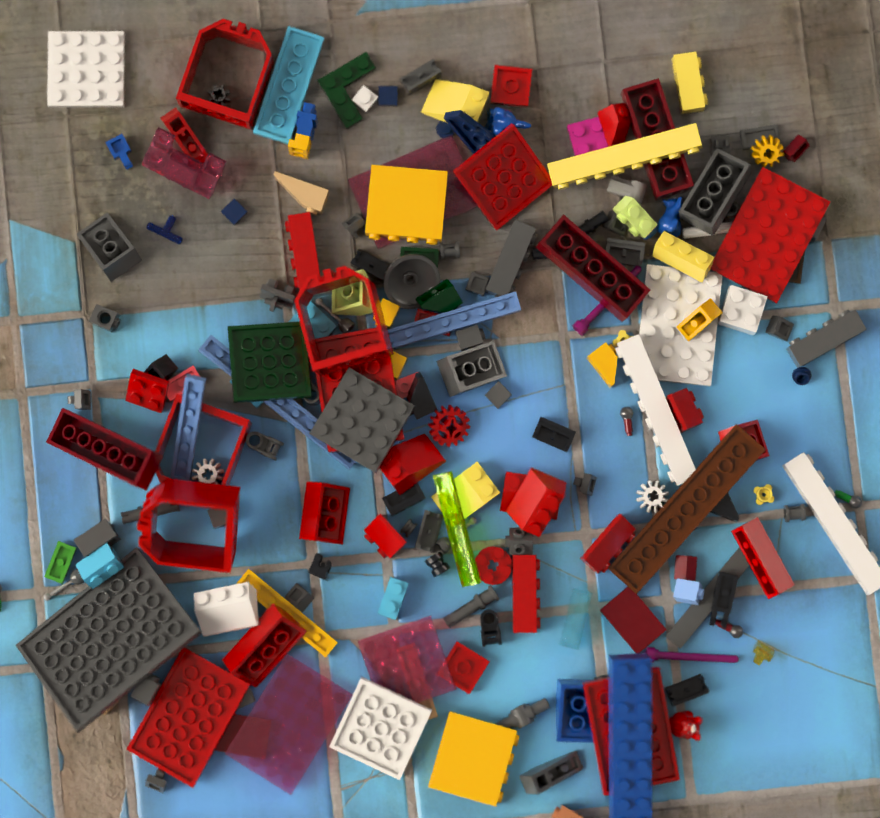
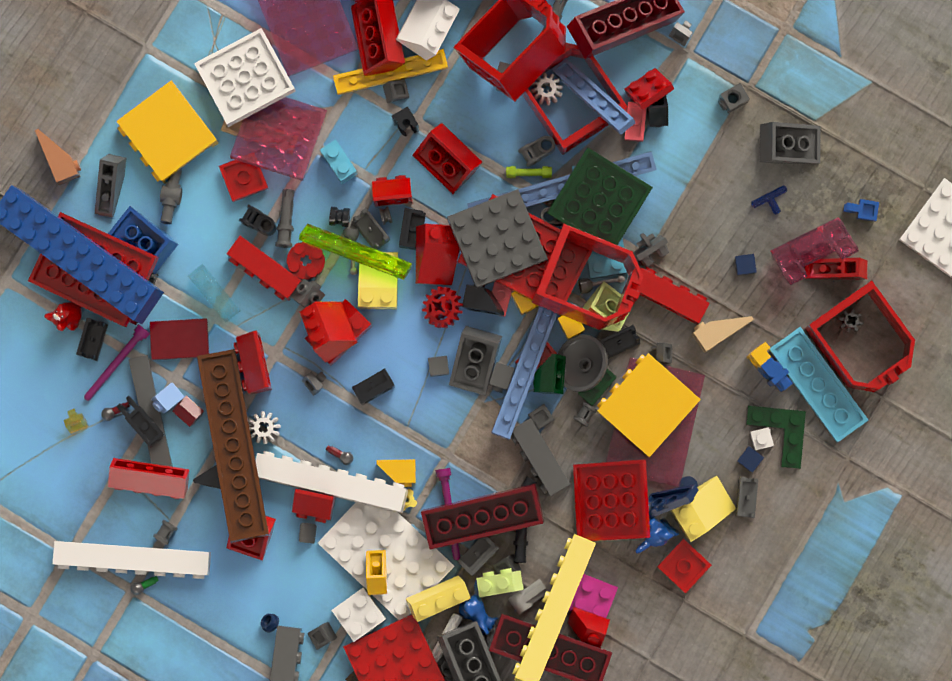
camera: 130 degrees right, 0 degrees up
(277, 426) = (512, 172): none -> lime bar
(709, 399) = (307, 533): none -> dark grey slope
(767, 490) = (193, 520): light yellow plate -> none

